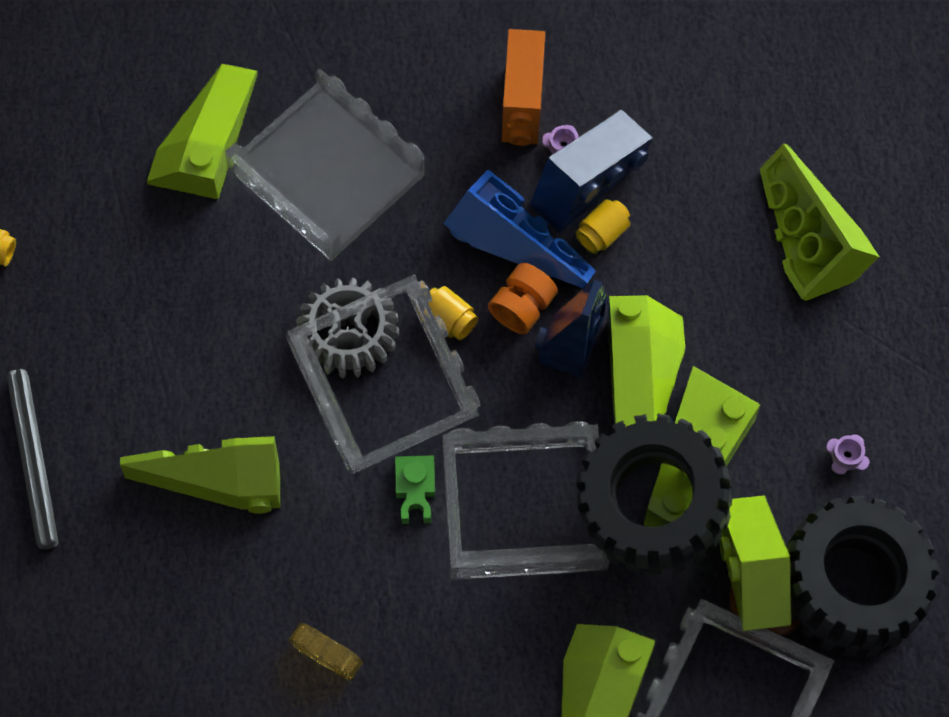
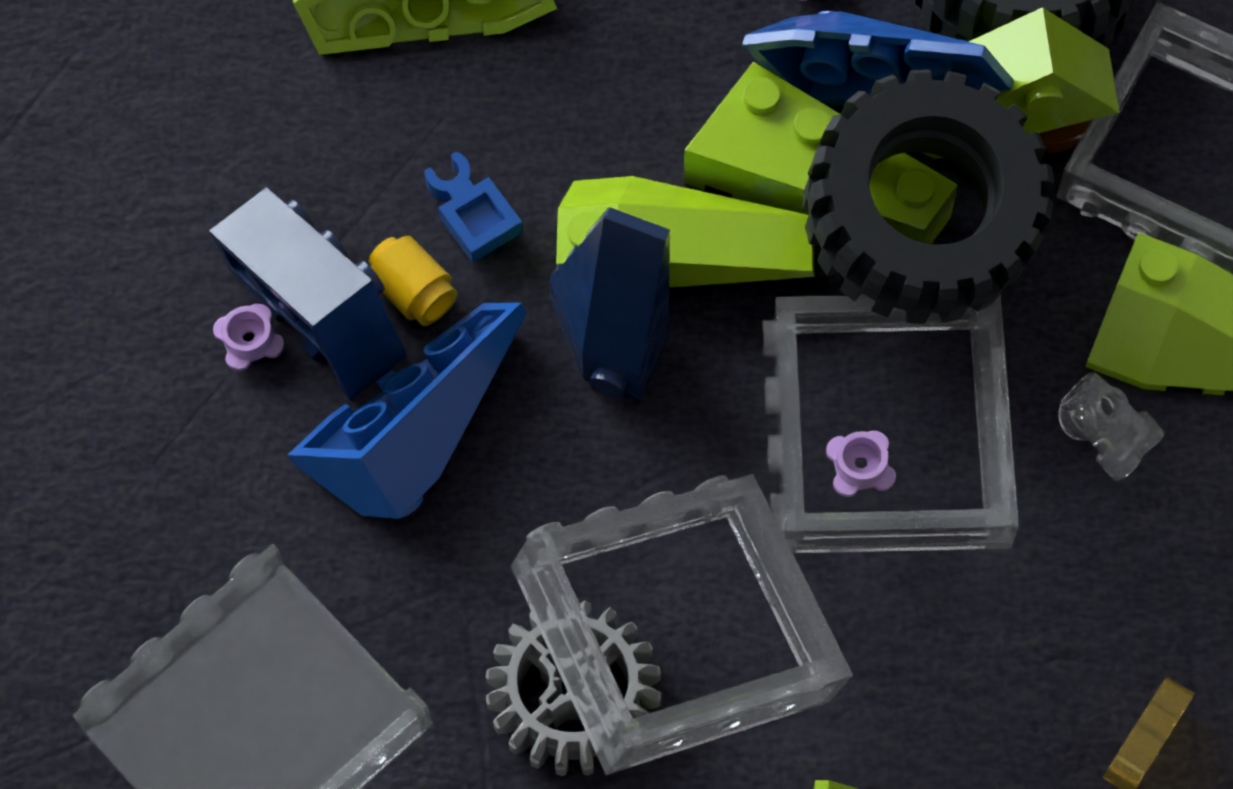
camera: 85 degrees left, 0 degrees up
(414, 482) = (851, 593): bright green plate -> none
(454, 311) = (562, 503): yellow brick -> none
(490, 462) = (868, 446): none -> lavender plate
(521, 300) = (529, 387): orange wheel -> none
(522, 639) = (1111, 424): none -> clear plate
(523, 87) = (151, 377): orange window -> none
(653, 260) = (473, 214): none -> blue plate
(770, 465) = (843, 53): none -> blue wedge

